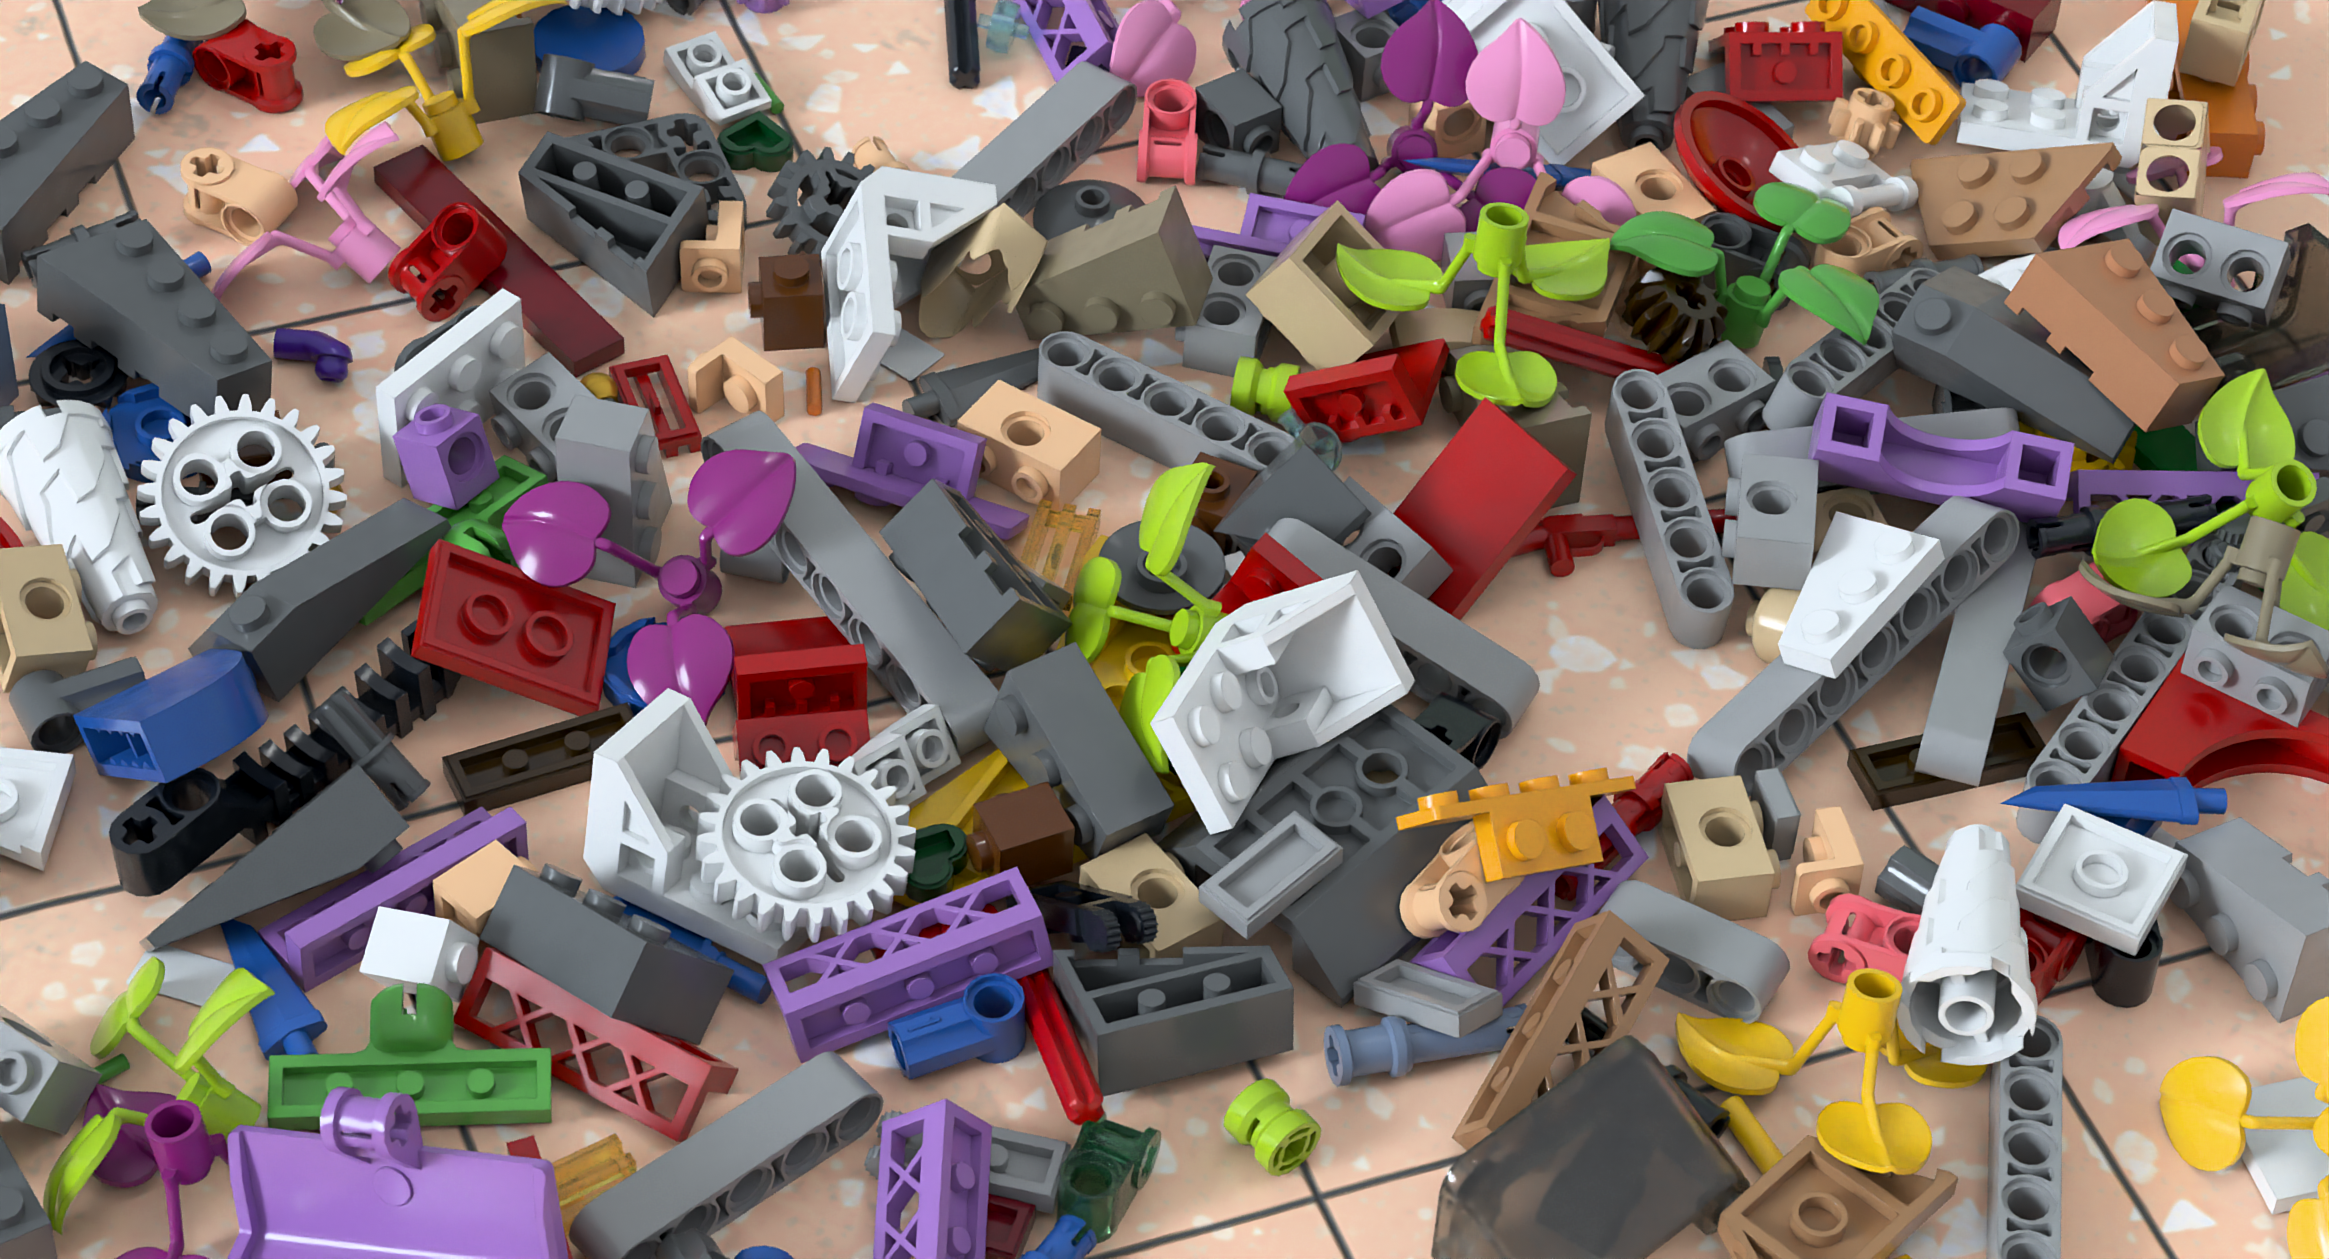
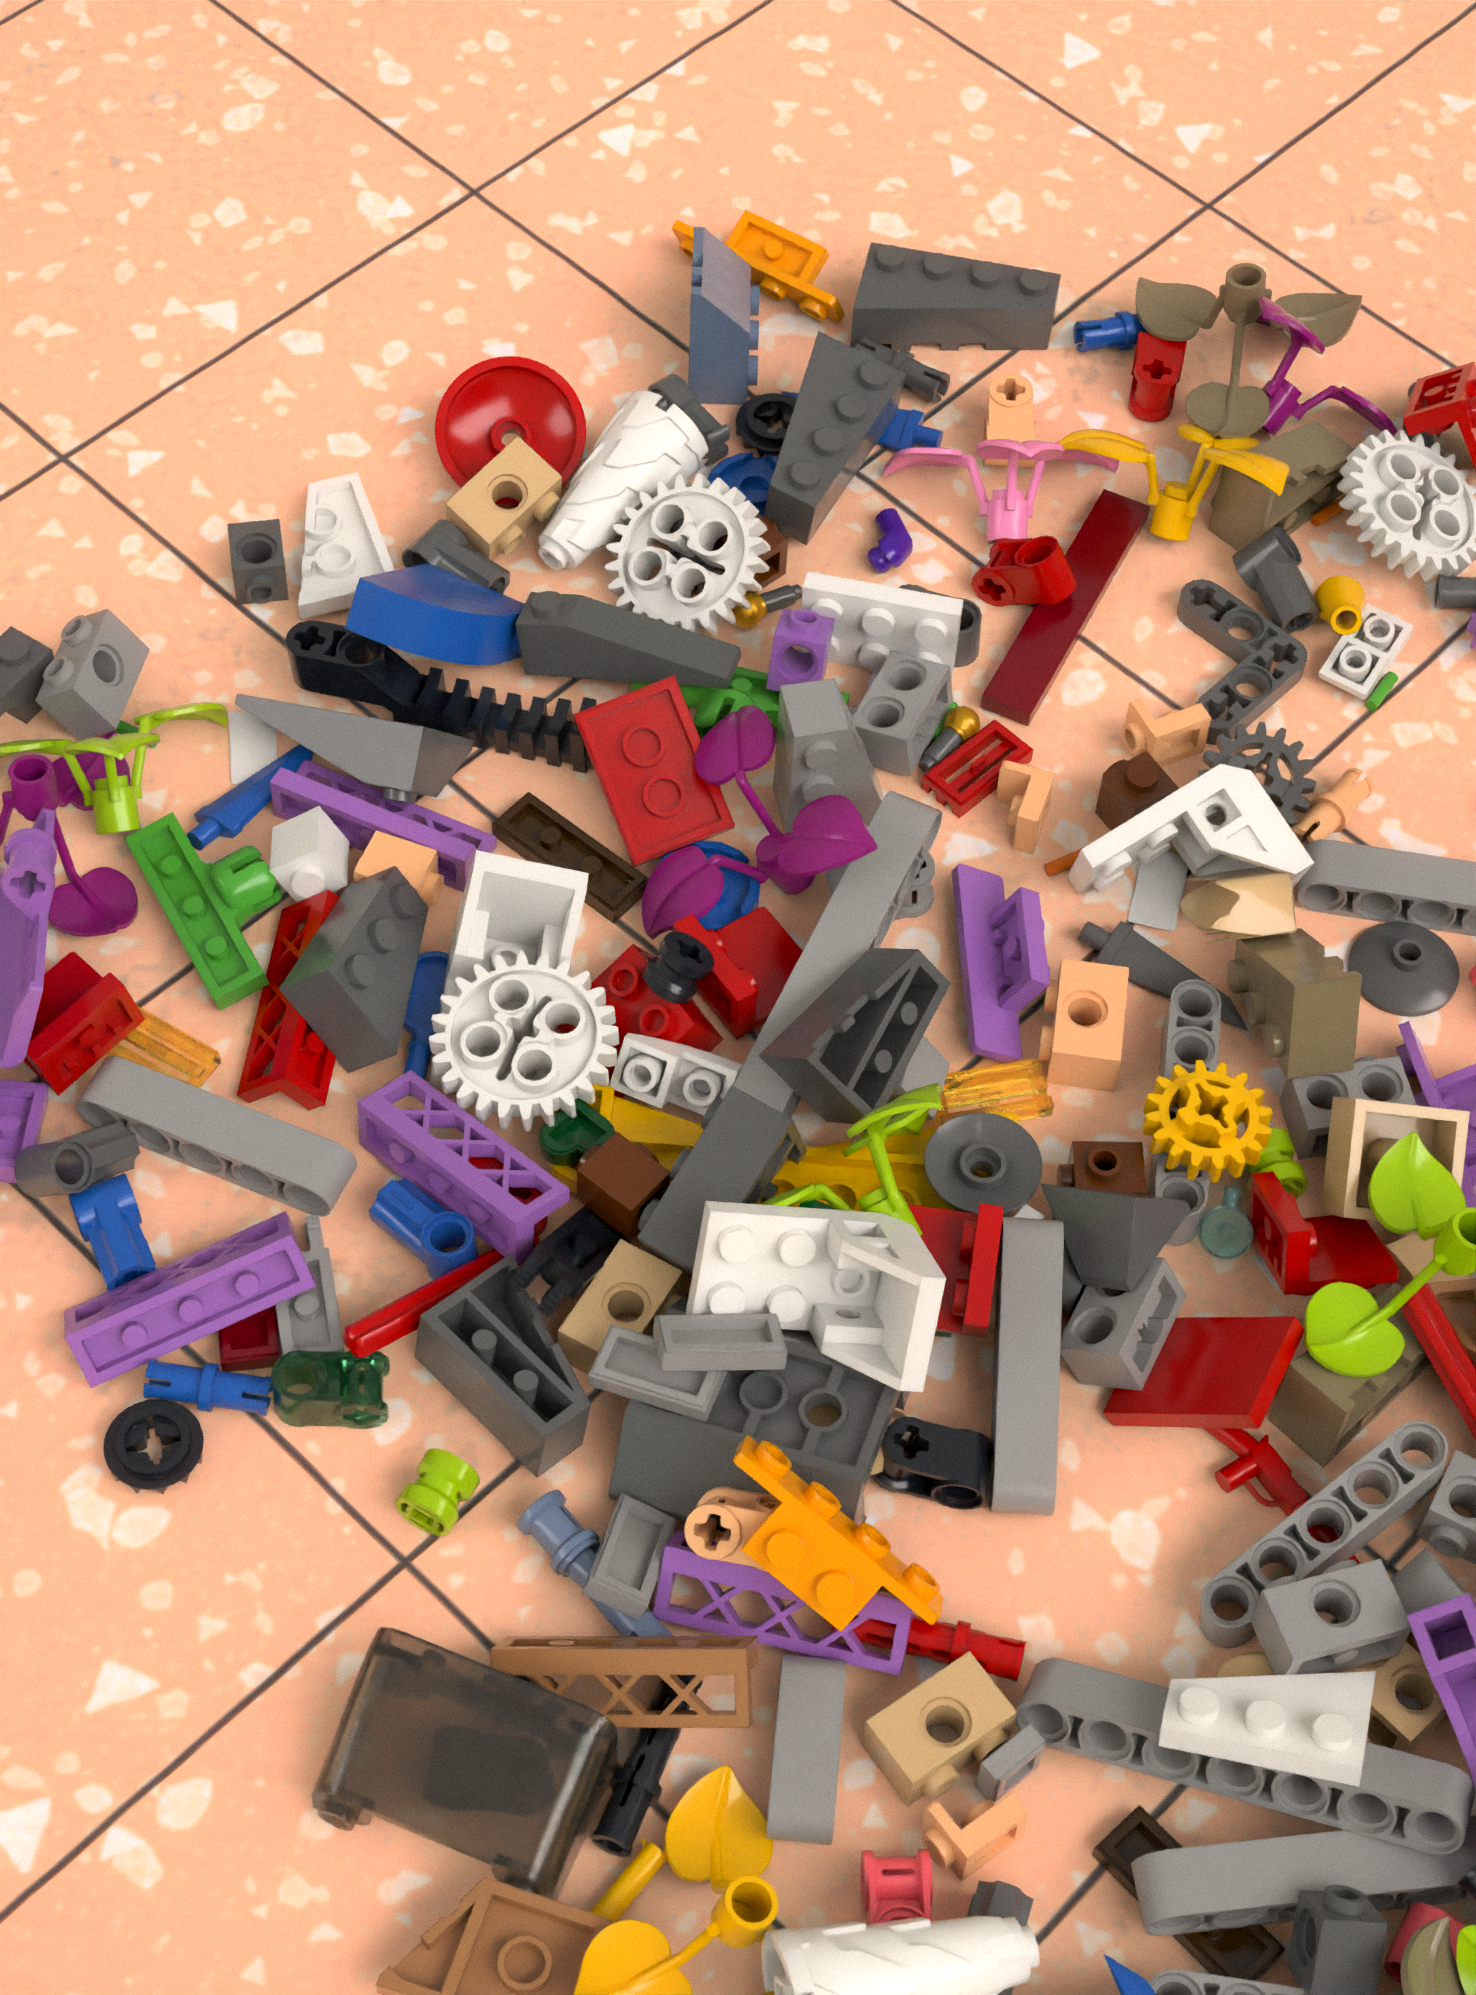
camera: 65 degrees right, 10 degrees up
(372, 749) = (490, 741): dark grey axle -> none
(603, 38) = (1332, 549): blue tile -> none
(614, 215) = (1138, 649): dark grey wedge -> none
(662, 61) = (1341, 603): none -> yellow cone
(756, 144) = (1314, 708): dark green tile -> none
(800, 687) = (678, 967): none -> black wheel
(1221, 386) = (1207, 1121): none -> yellow gear
(1277, 805) = (719, 1342): none -> light grey tile

